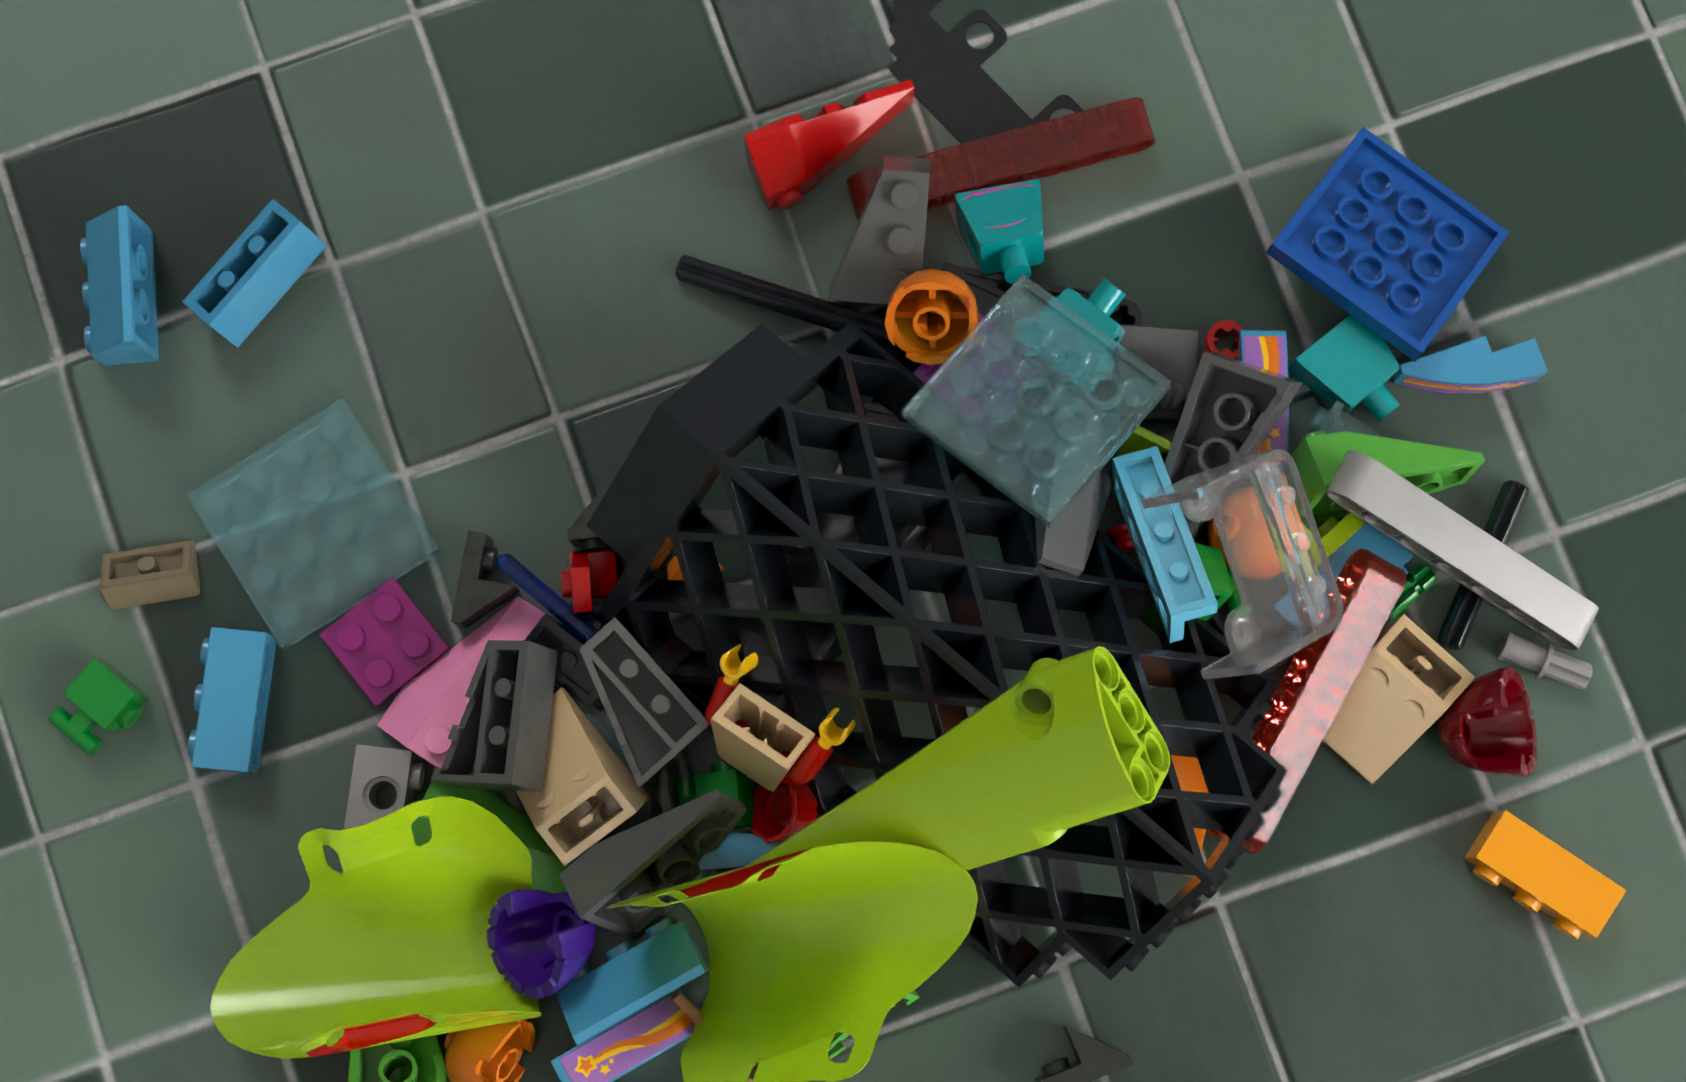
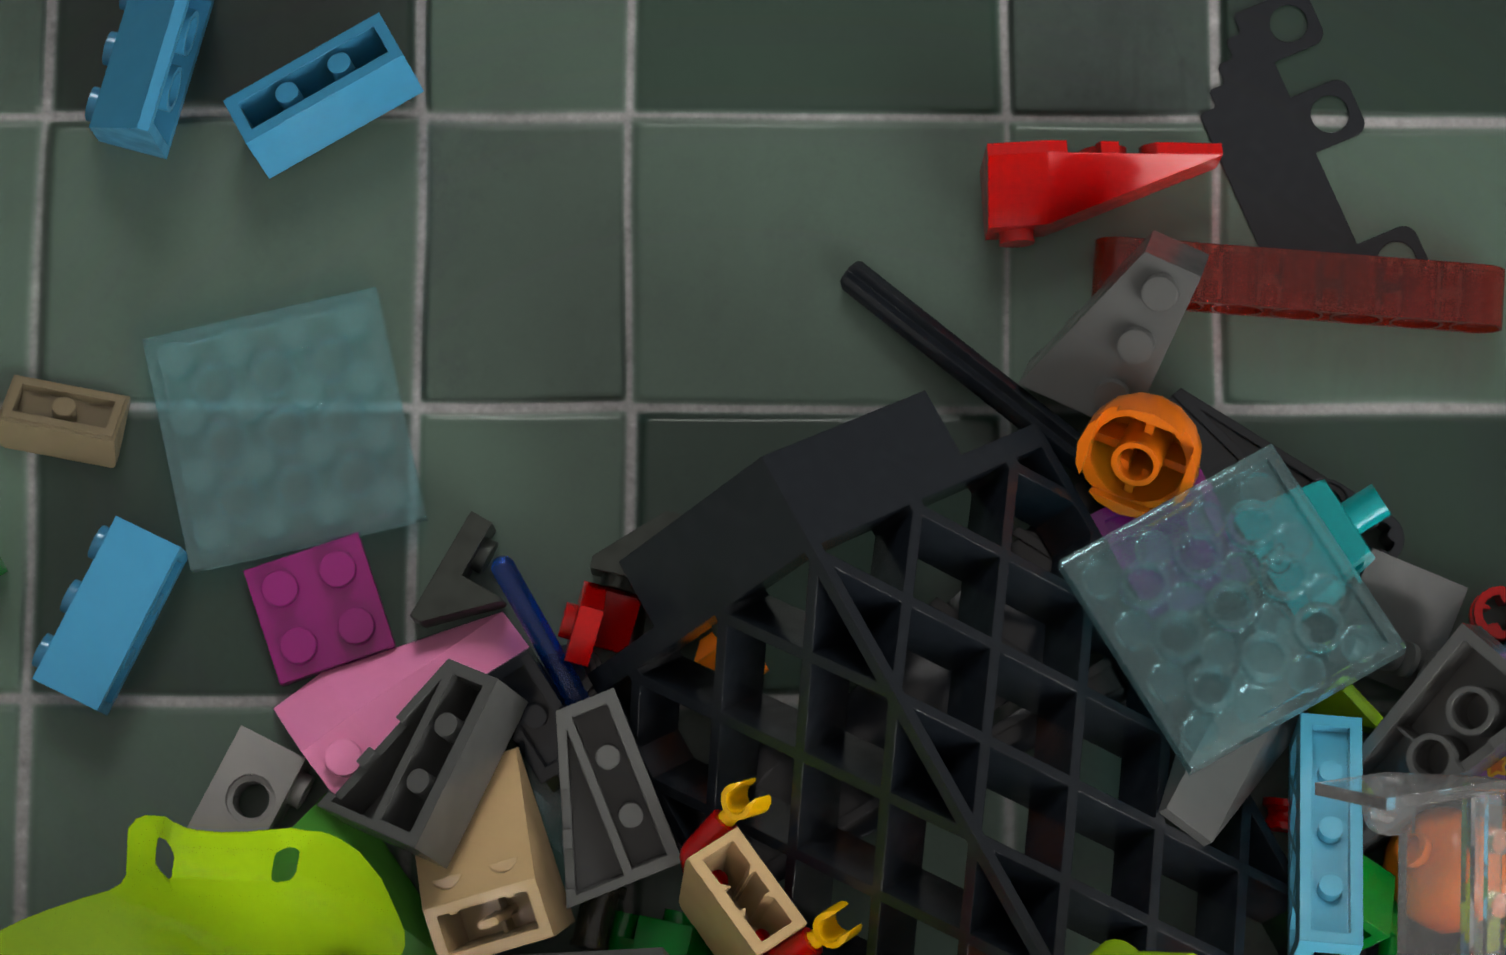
camera: 20 degrees right, 0 degrees up
(1003, 227) = (1270, 371): teal torso -> none

